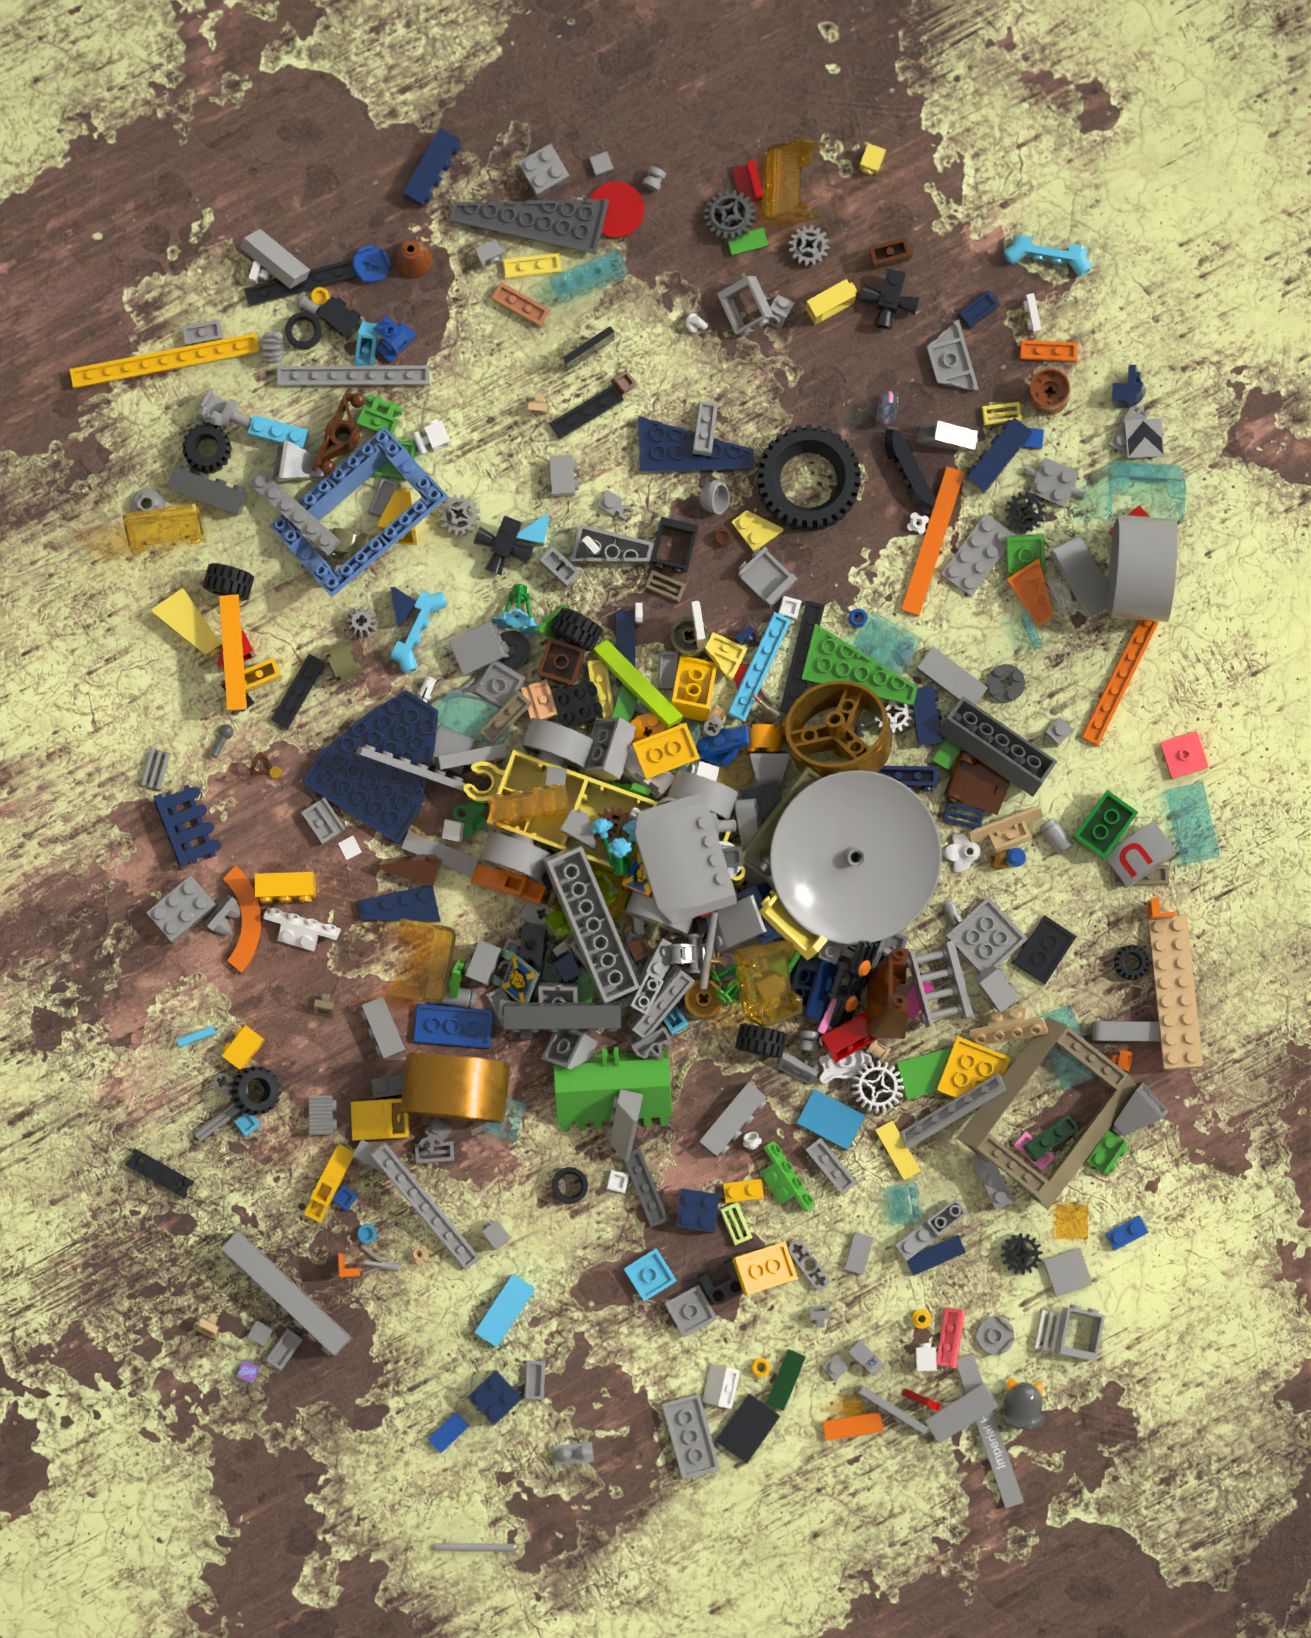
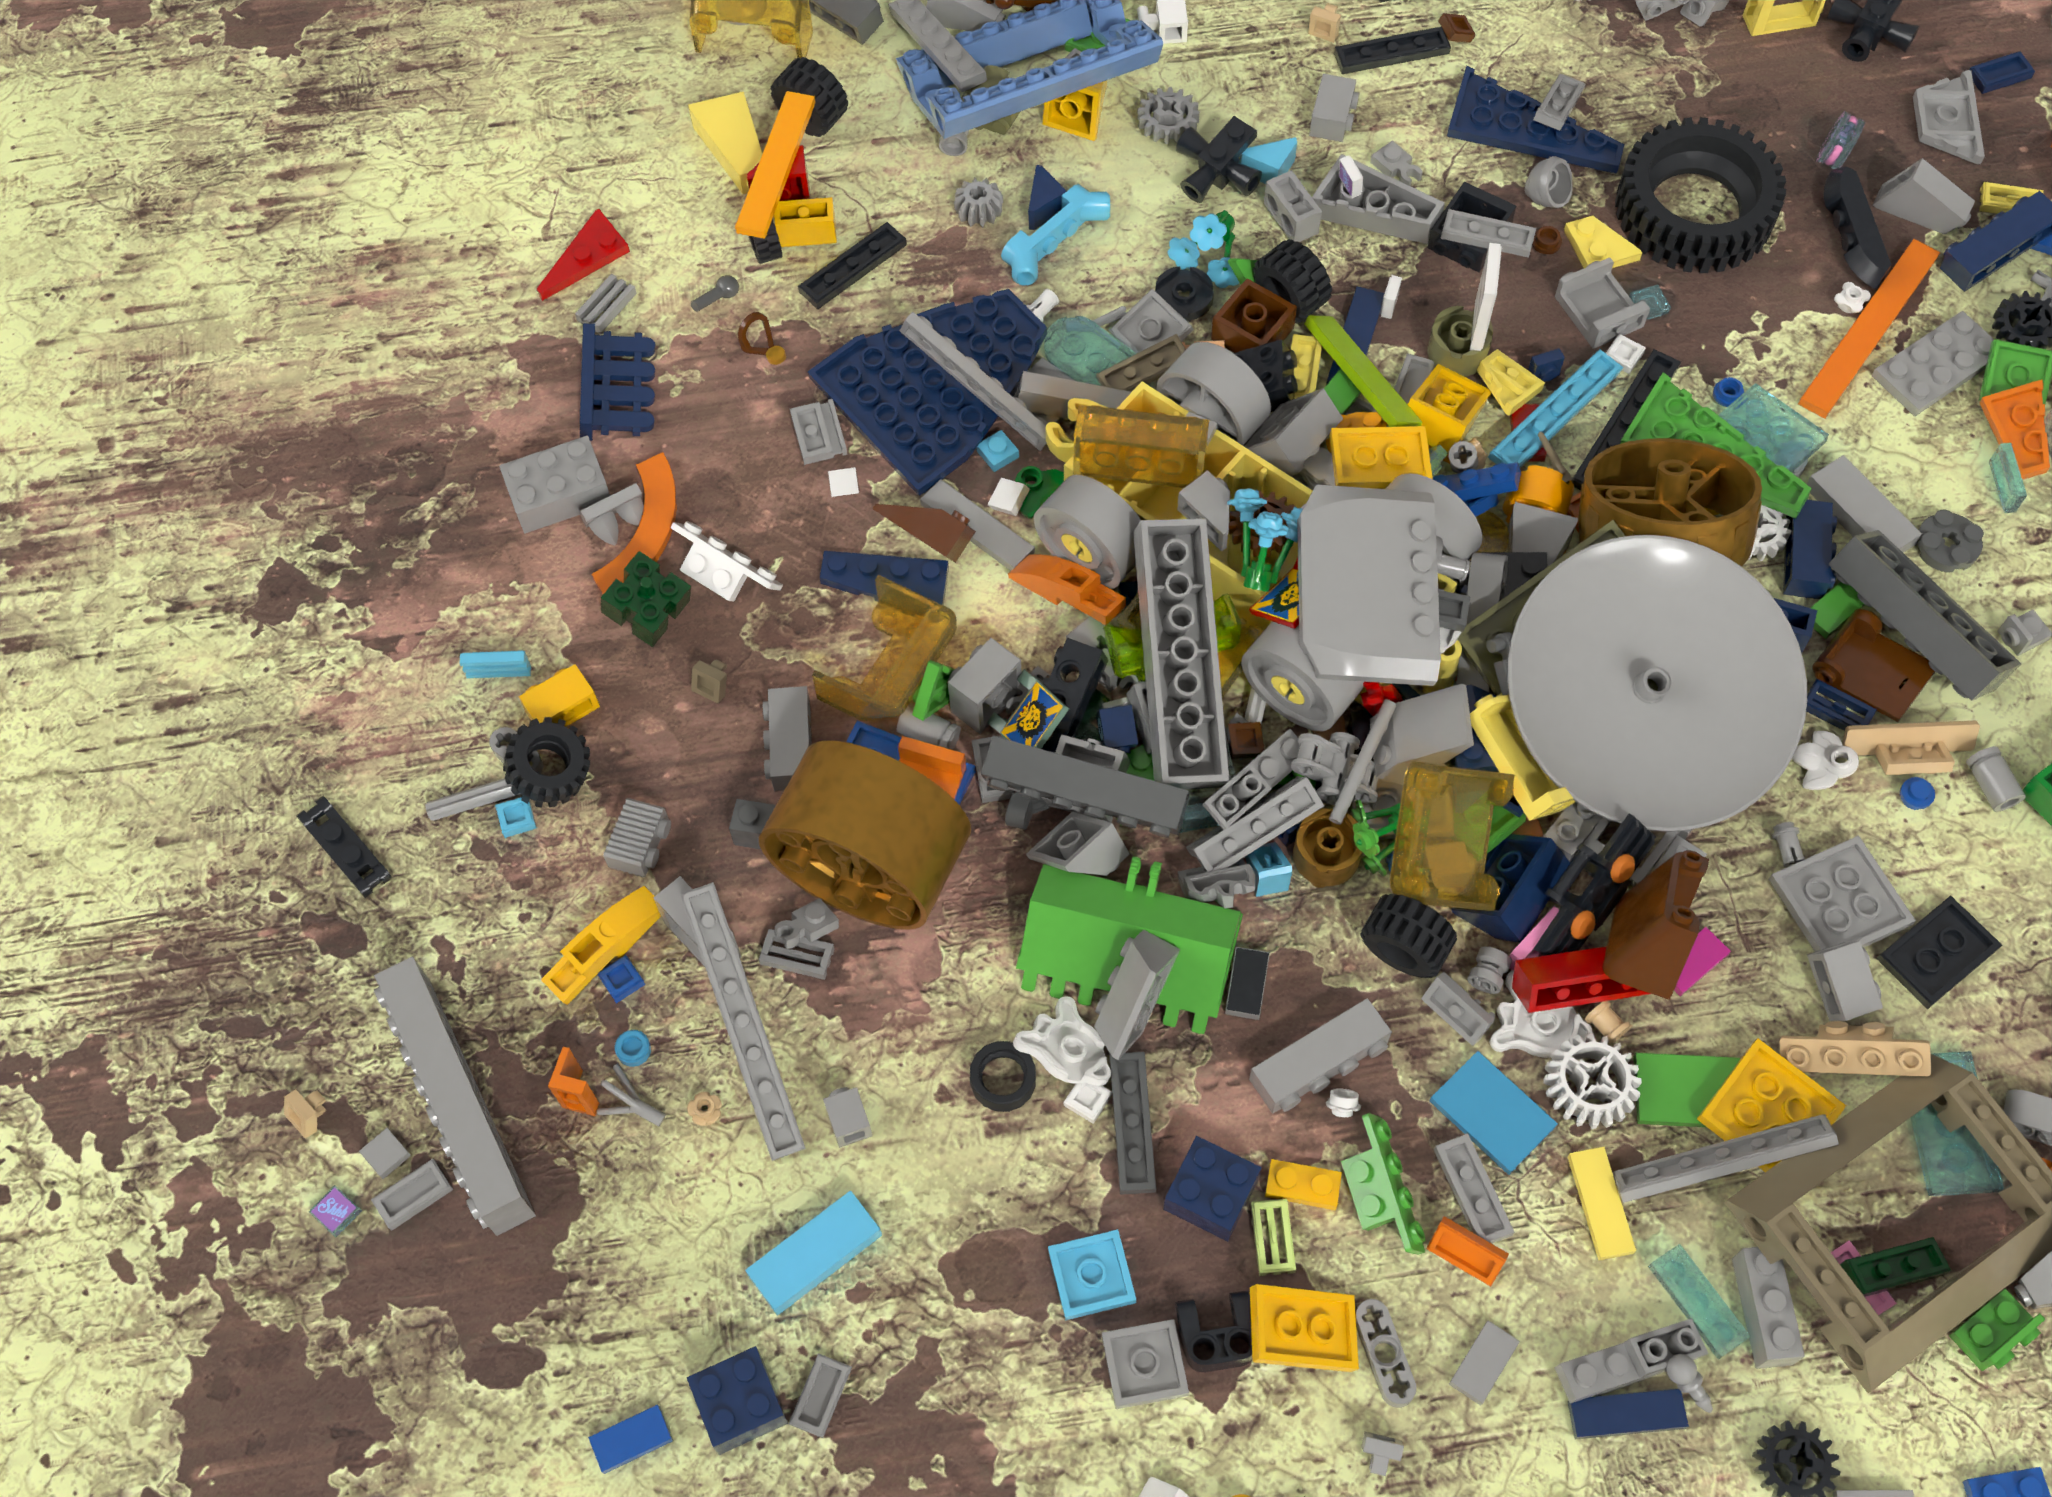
camera: 20 degrees right, 20 degrees down
(130, 732) = (590, 250): none -> red wing
(268, 969) = (645, 599): none -> dark green brick
(285, 887) = (722, 492): yellow brick -> none
(342, 662) = (931, 233): olive brick -> none
(379, 1120) = (736, 867): yellow slope -> none
(435, 798) = (997, 451): none -> medium azure plate
(469, 1024) = (935, 762): none -> orange panel
(479, 648) = (1137, 269): light grey panel -> none
(498, 1128) = (918, 941): clear light blue plate -> none
(598, 1158) = (1066, 1046): none -> white tile
(675, 598) = (1438, 282): dark tan tile -> none
(682, 1089) = (1247, 983): none -> black tile
(686, 554) = (1482, 230): none -> light grey tile
(796, 564) = (1654, 299): none -> clear light blue tile
(836, 1200) = (1467, 1251): none -> orange tile
(904, 1203) = (1592, 1298): clear light blue bracket -> none
(957, 1187) = (1699, 1301): none -> clear light blue plate
(957, 1228) = (1683, 1372): none -> light grey bar
(958, 988) = (1772, 933): light grey fence -> none
(997, 862) = (1885, 790): pearl gold plate -> none
(1071, 1221) = (1903, 1437): clear yellow piece -> none

